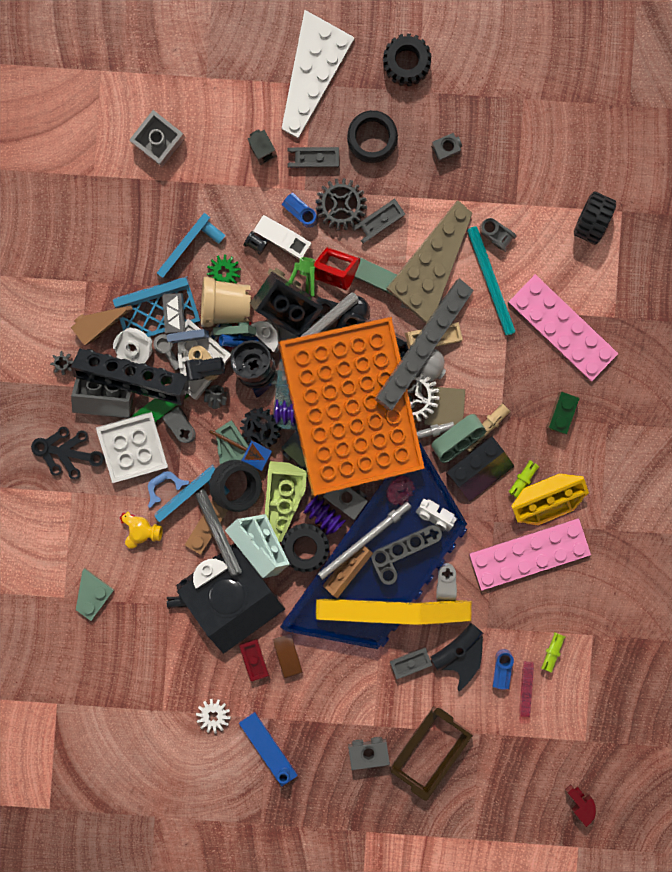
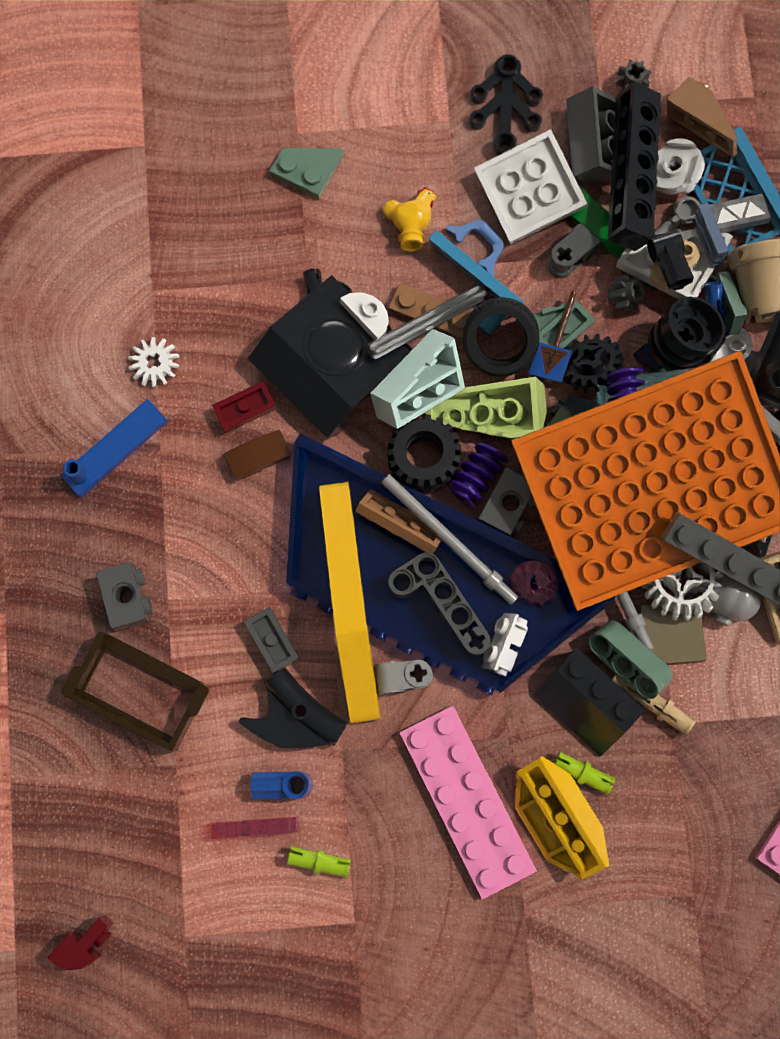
camera: 90 degrees right, 10 degrees down
(562, 412) = (700, 819): dark green brick -> none

